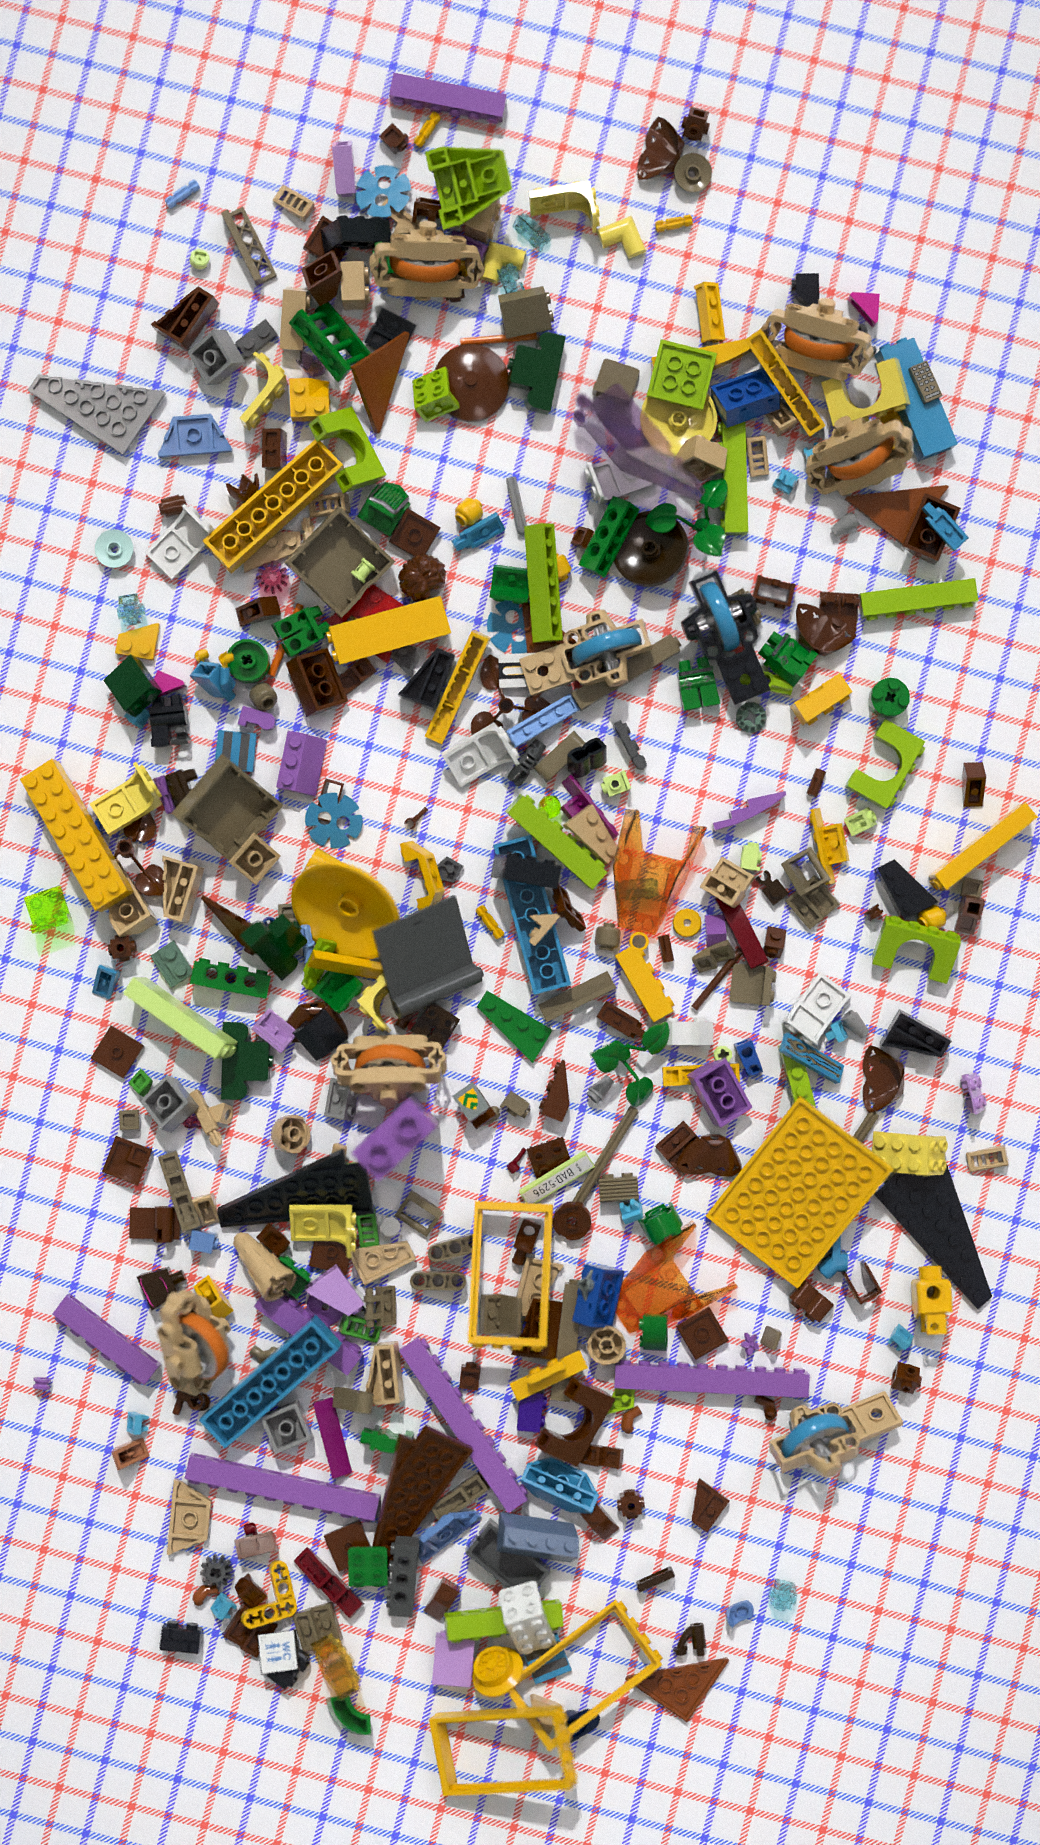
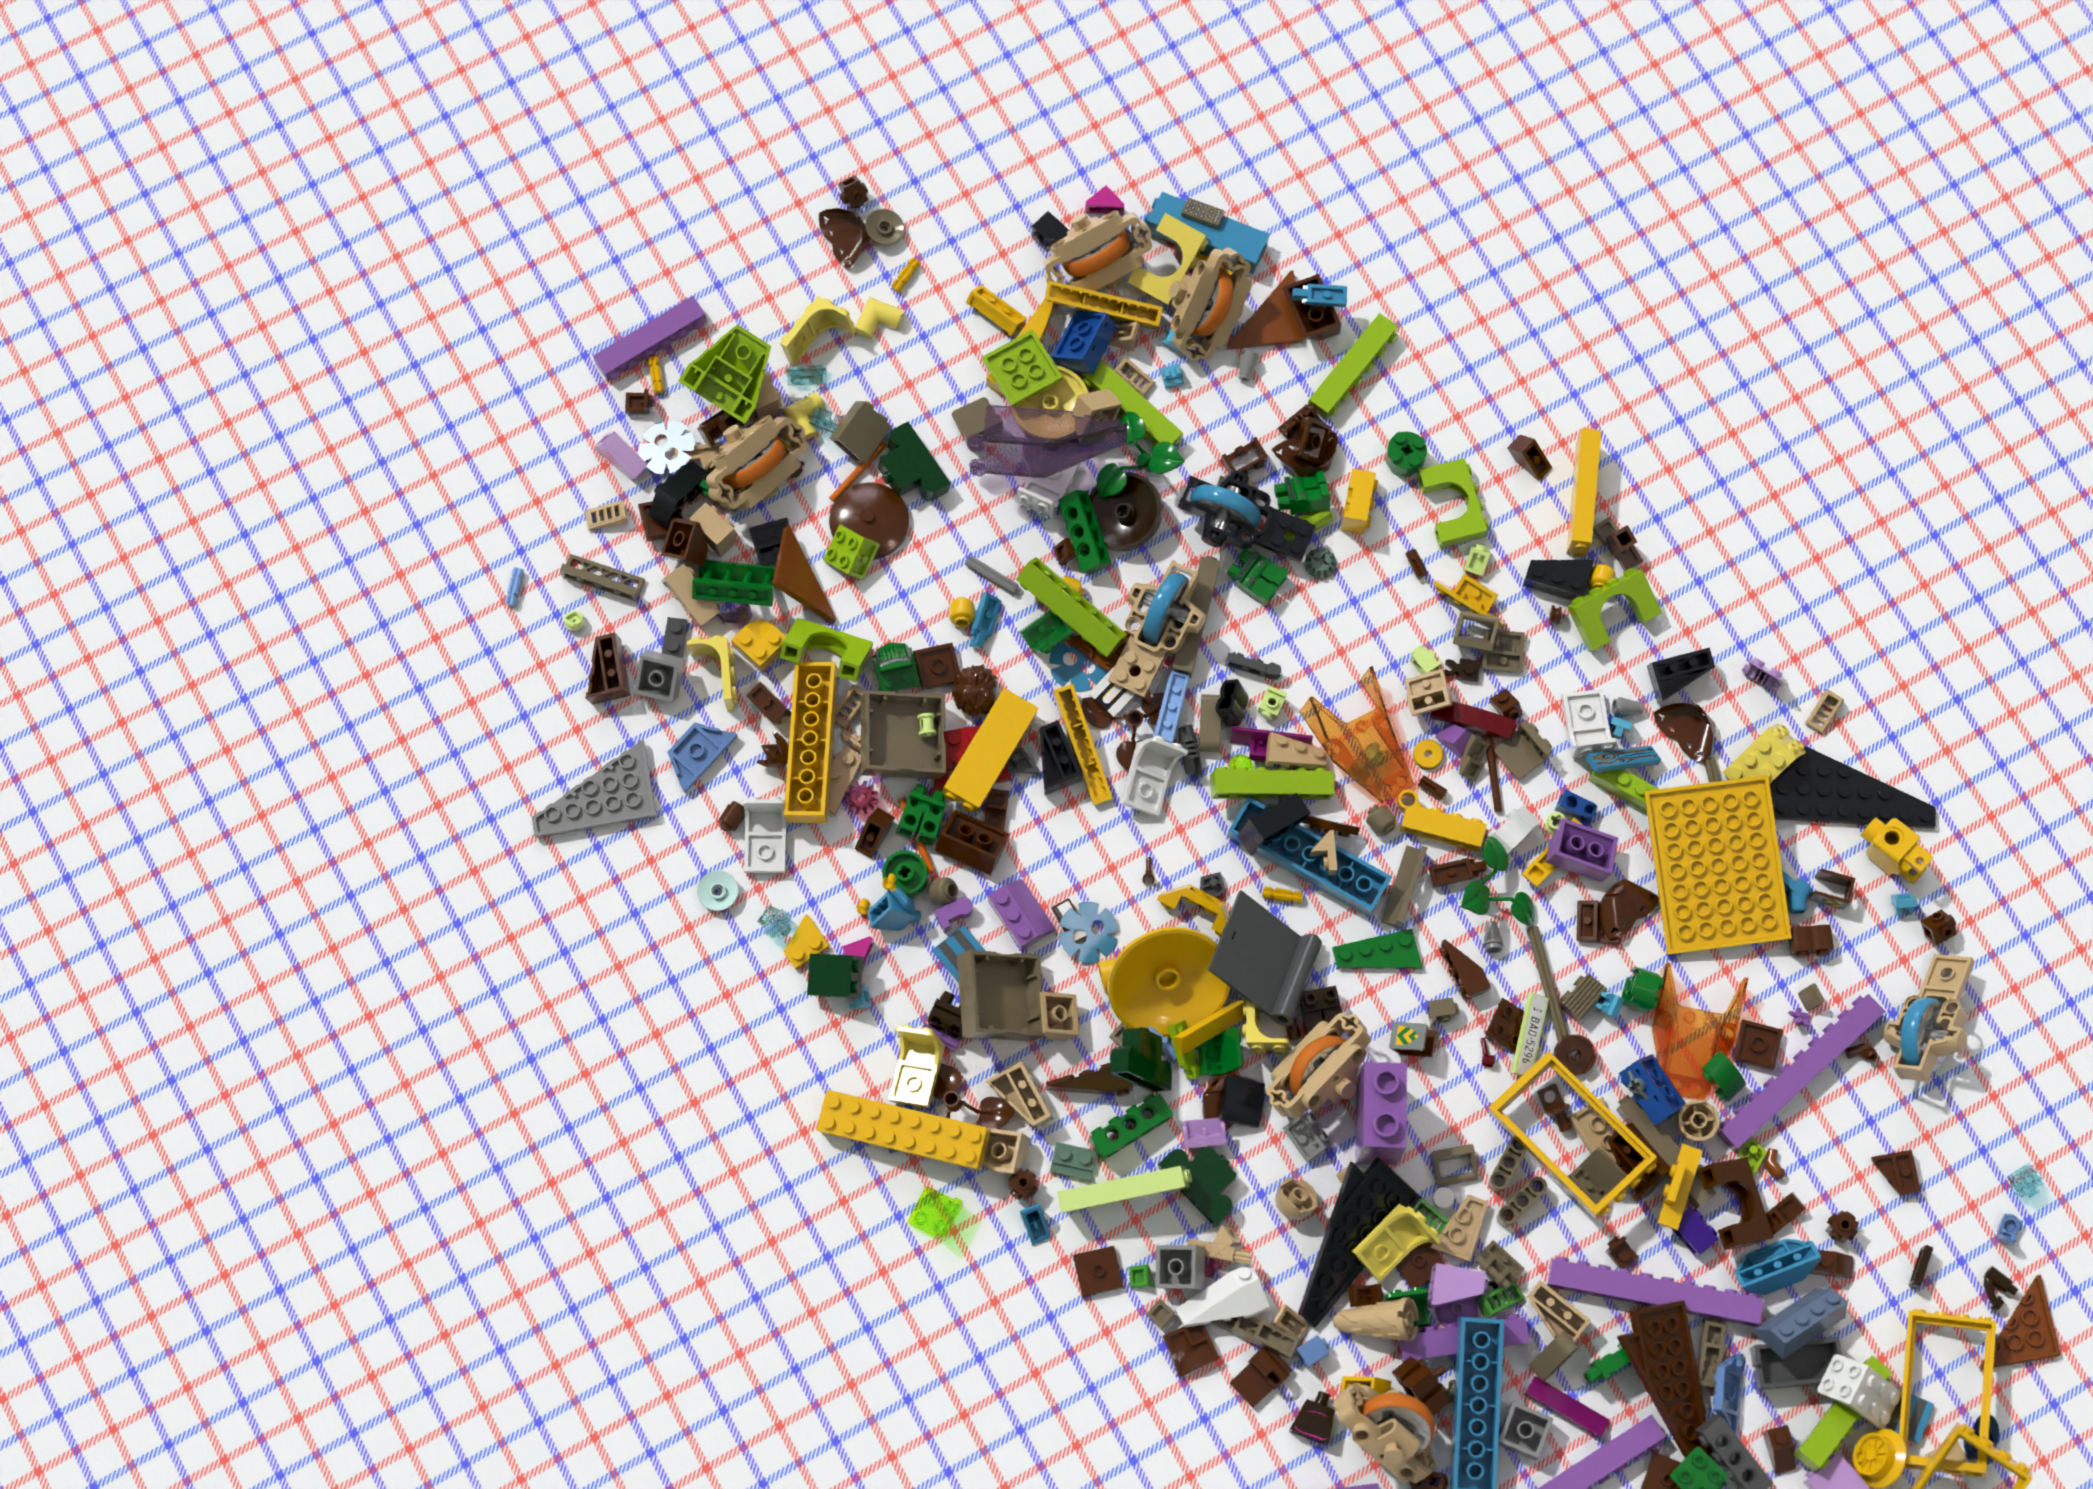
camera: 40 degrees left, 15 degrees down
(164, 718) = (884, 975): black hips -> none
(181, 1154) = (1229, 1297): none -> white wedge
(247, 1335) = (1422, 1383): none -> reddish brown brick
(754, 807) = (1389, 623): medium lavender slope -> none
(832, 625) = (1312, 440): none -> reddish brown slope

